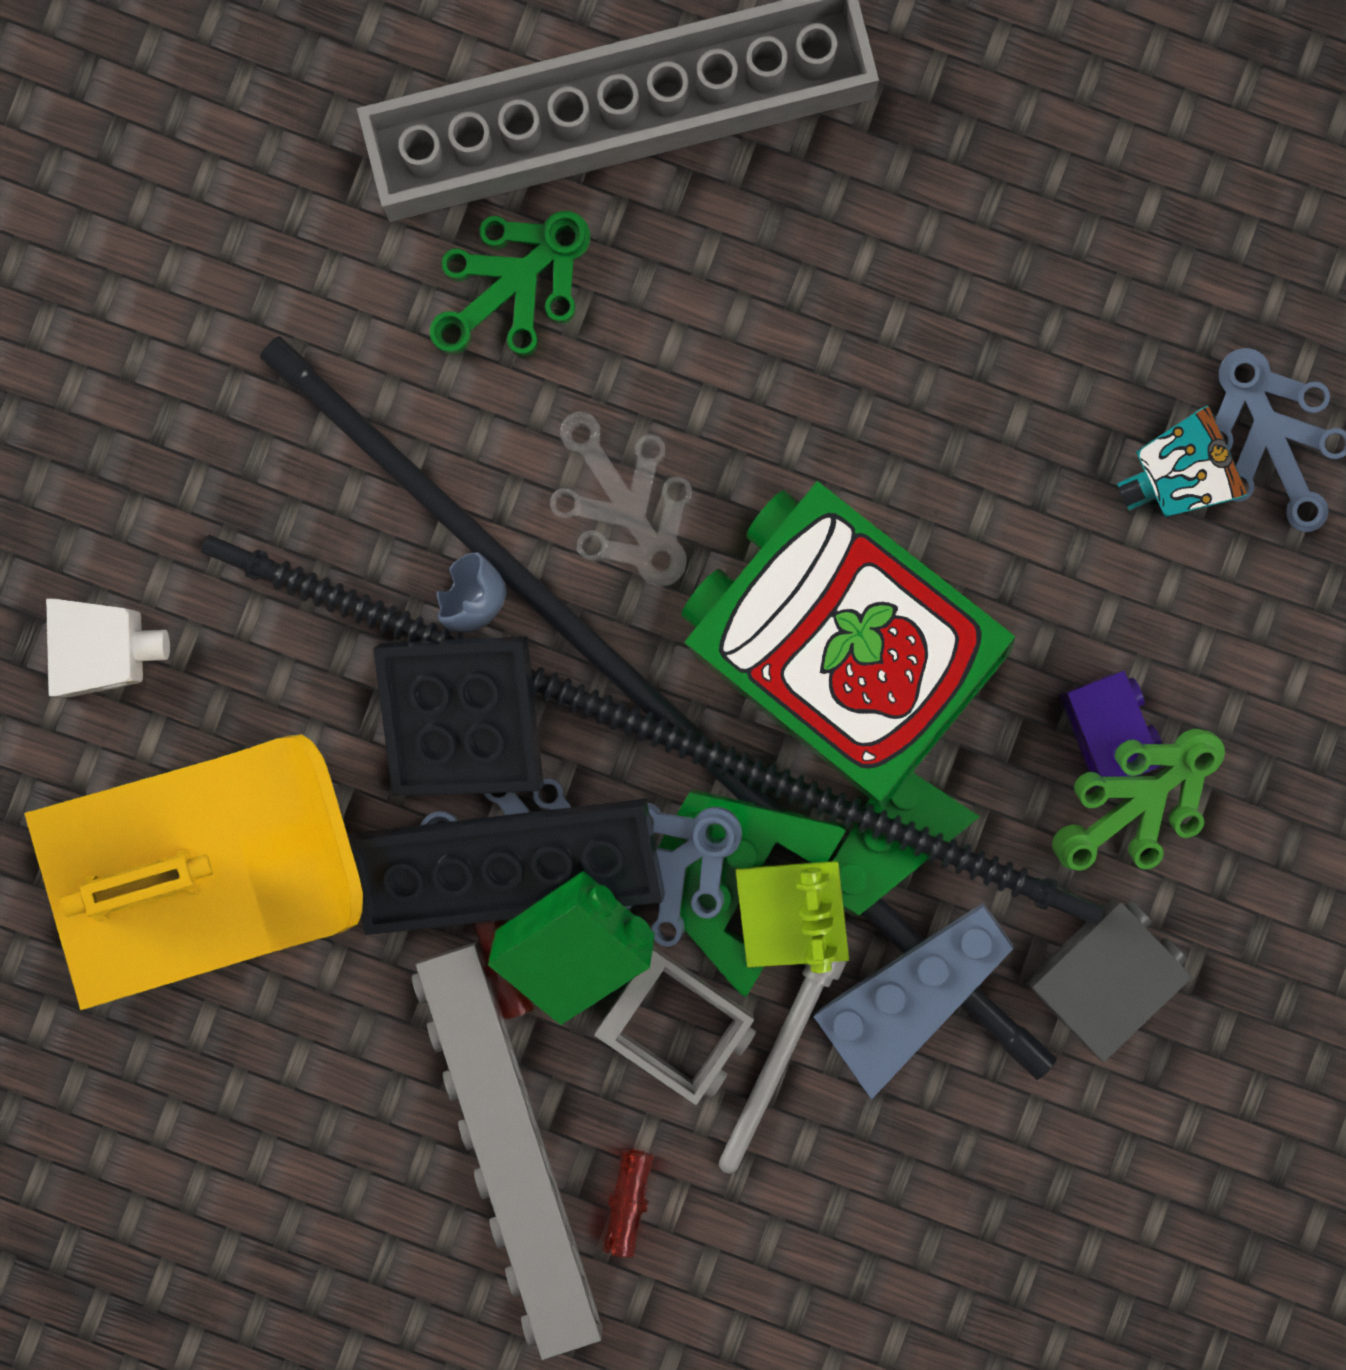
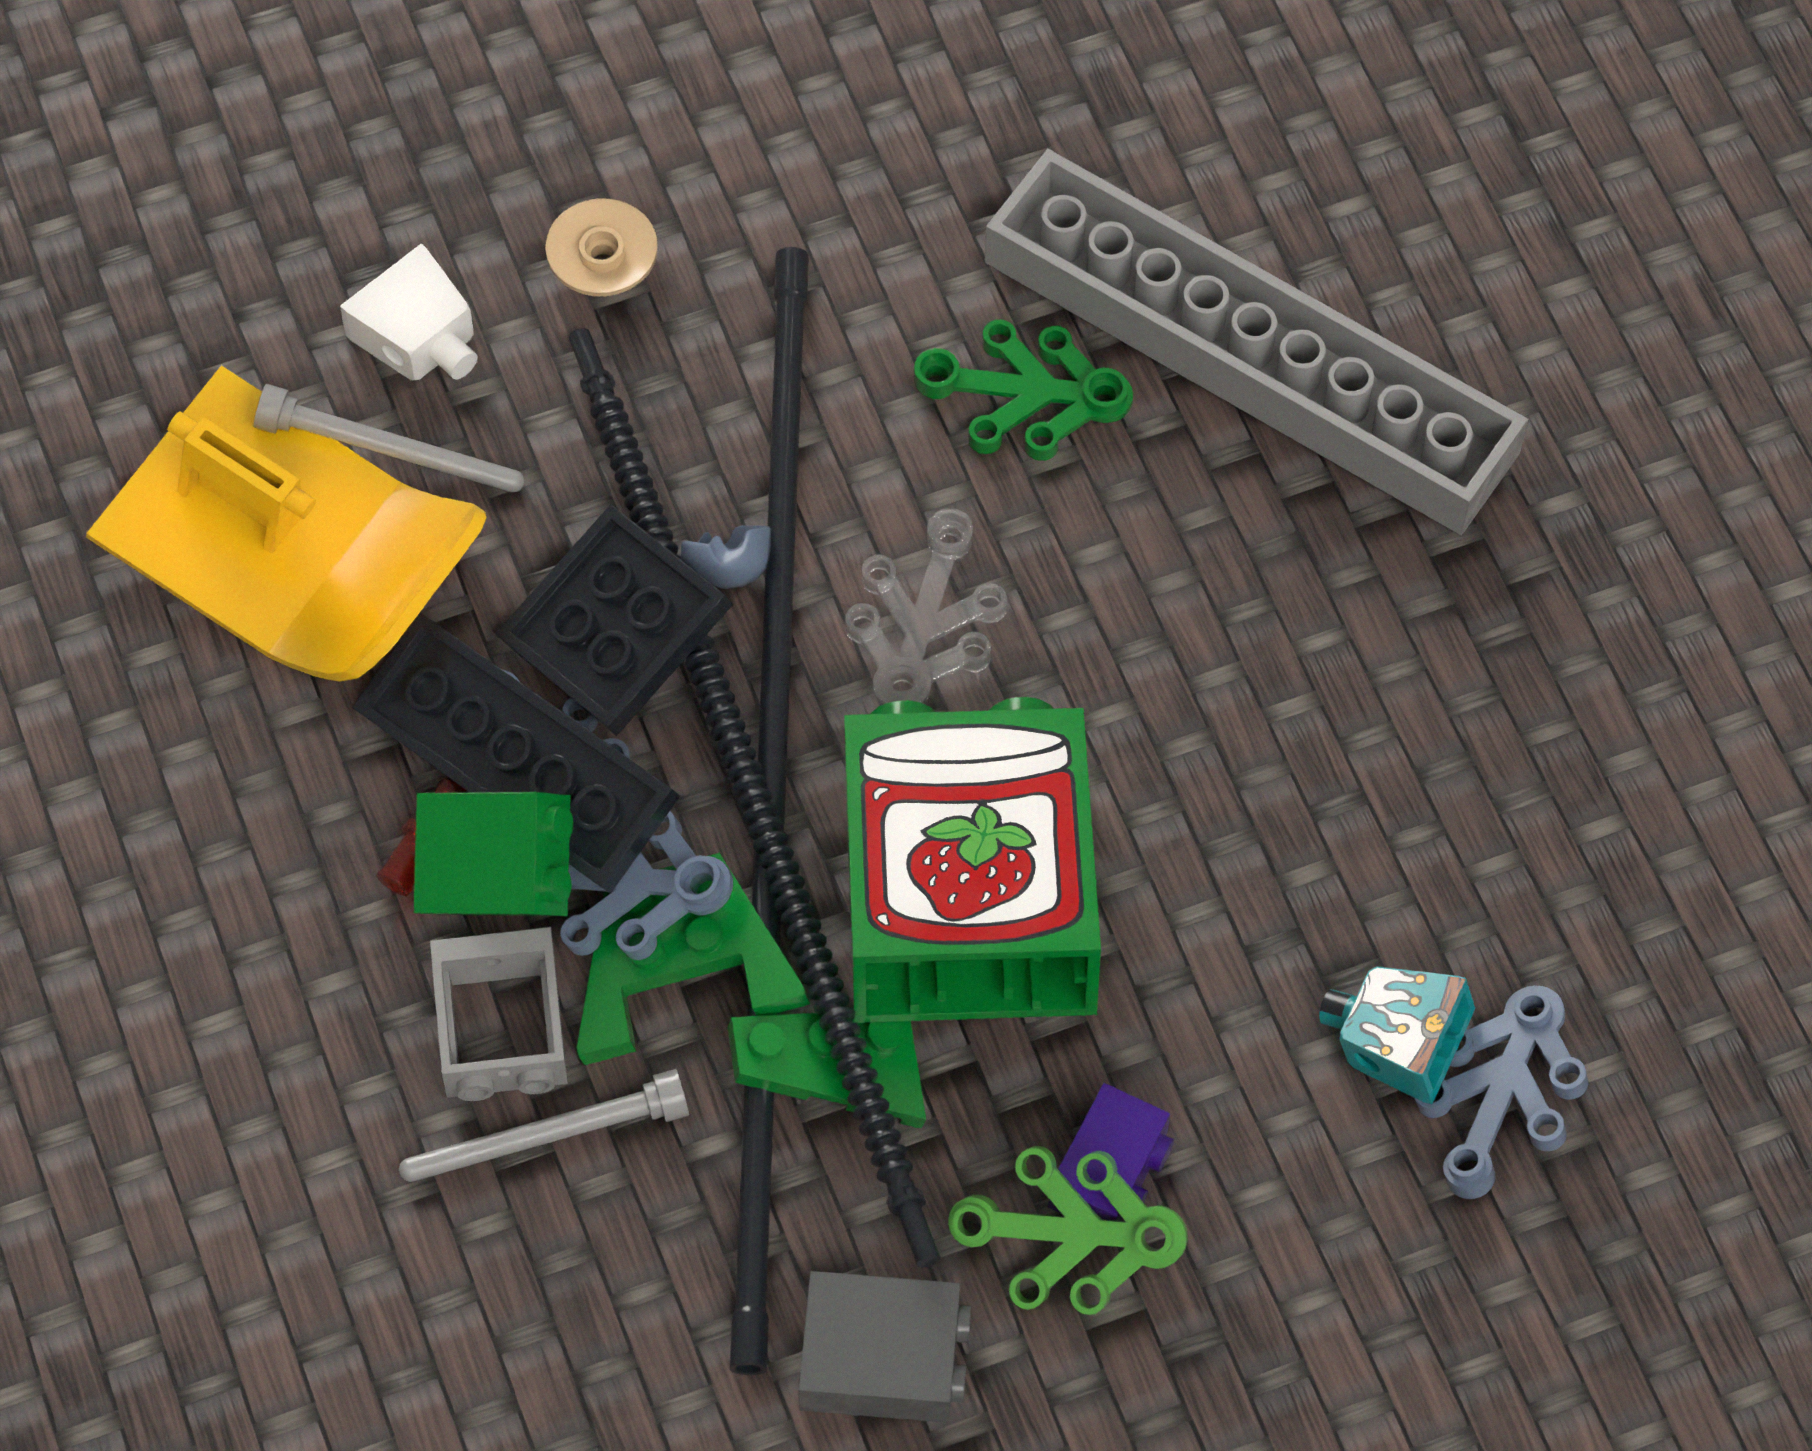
camera: 45 degrees right, 25 degrees down
(101, 804) = (281, 411): none -> light grey piece
(128, 468) = (598, 229): none -> tan dish
(509, 1151) = (257, 973): light grey brick -> none
(628, 1203) = (298, 1110): clear red pin -> none
(793, 915) = (689, 1016): lime hinge -> none
(906, 1001) = (691, 1184): sand blue wing -> none

